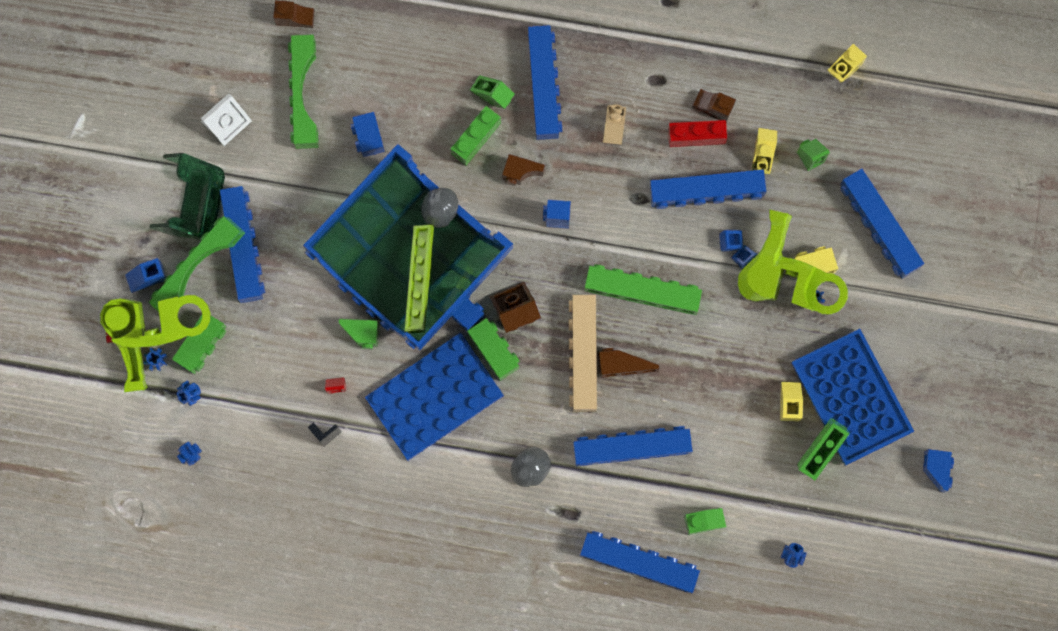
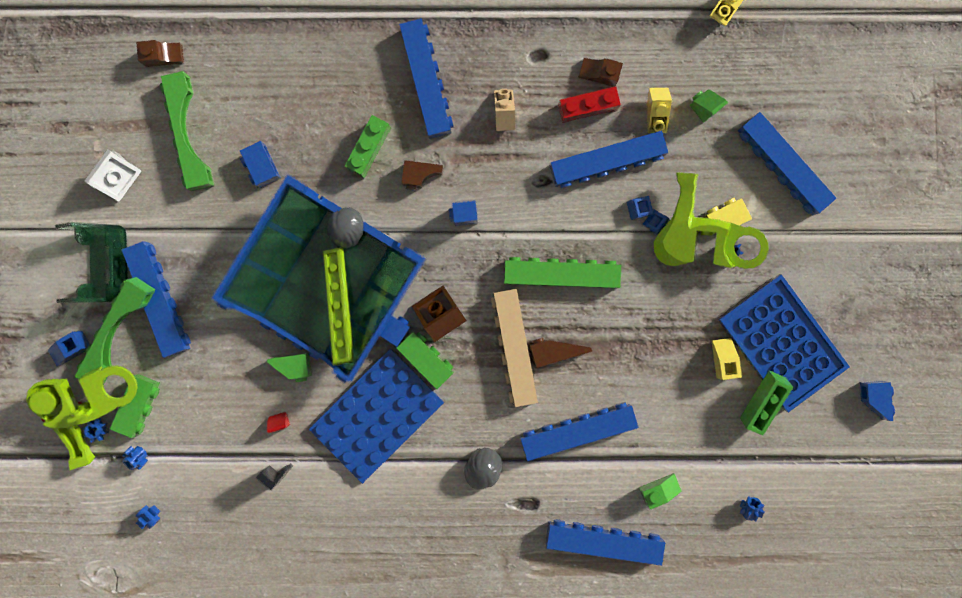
camera: 15 degrees left, 10 degrees up
(492, 91) = (376, 97): bright green slope -> none

